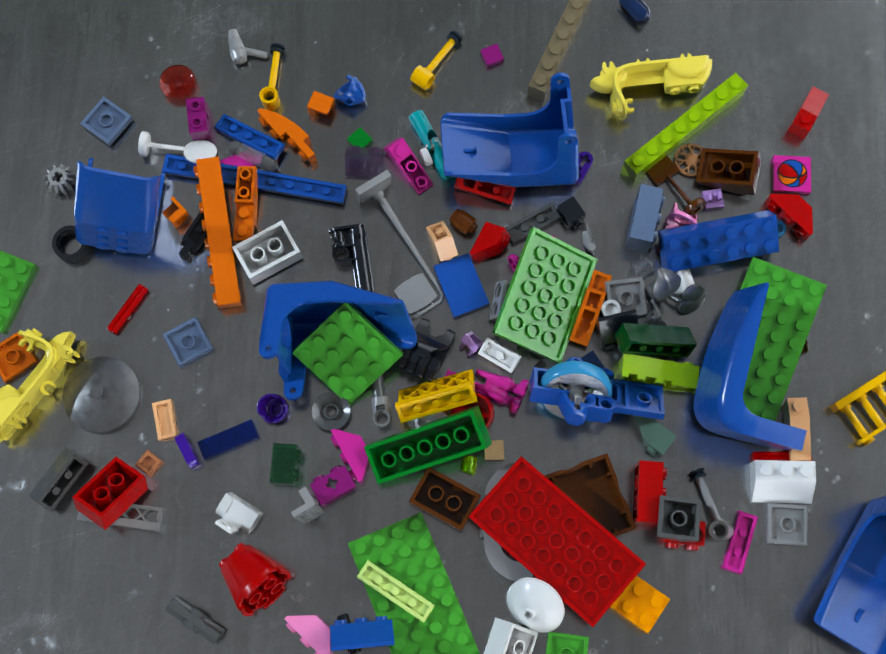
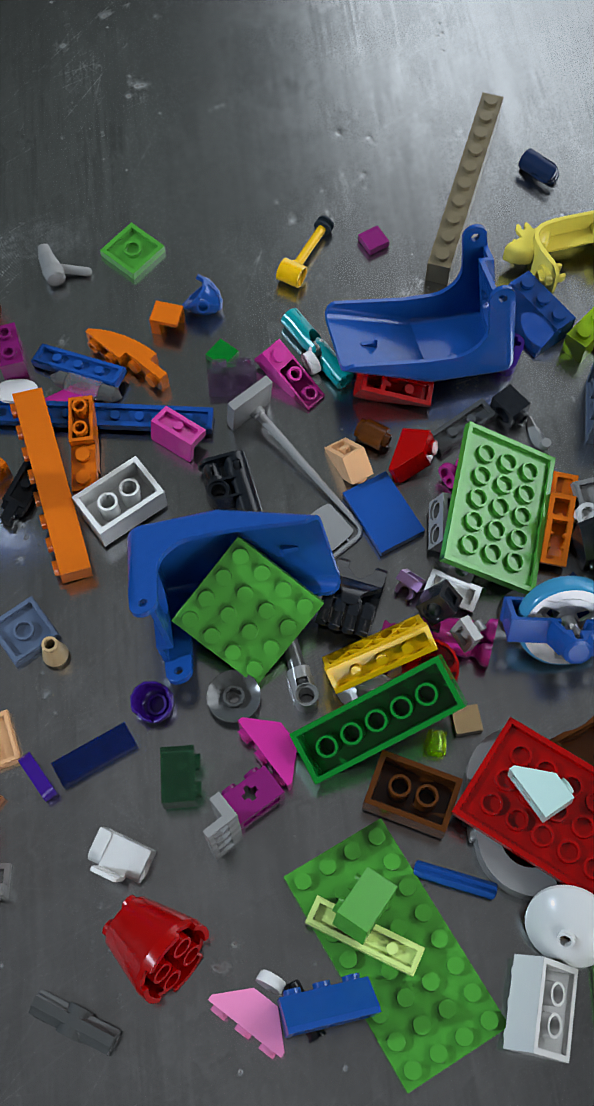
camera: 10 degrees left, 10 degrees down
(210, 364) = (54, 652): none -> tan cone
(276, 50) = (99, 312): yellow piece -> none
(302, 41) = (132, 250): none -> bright green tile
(316, 202) = (176, 433): none -> dark pink panel
(328, 612) = (270, 982): none -> white tile
(397, 571) = (363, 905): none -> bright green brick
(465, 561) = (455, 879): none -> blue axle
(486, 364) = (439, 602): none -> black brick
(503, 389) = (468, 632): none -> light grey tile
(532, 512) = (542, 790): none -> light aqua slope
(603, 137) = (539, 315): none -> blue slope

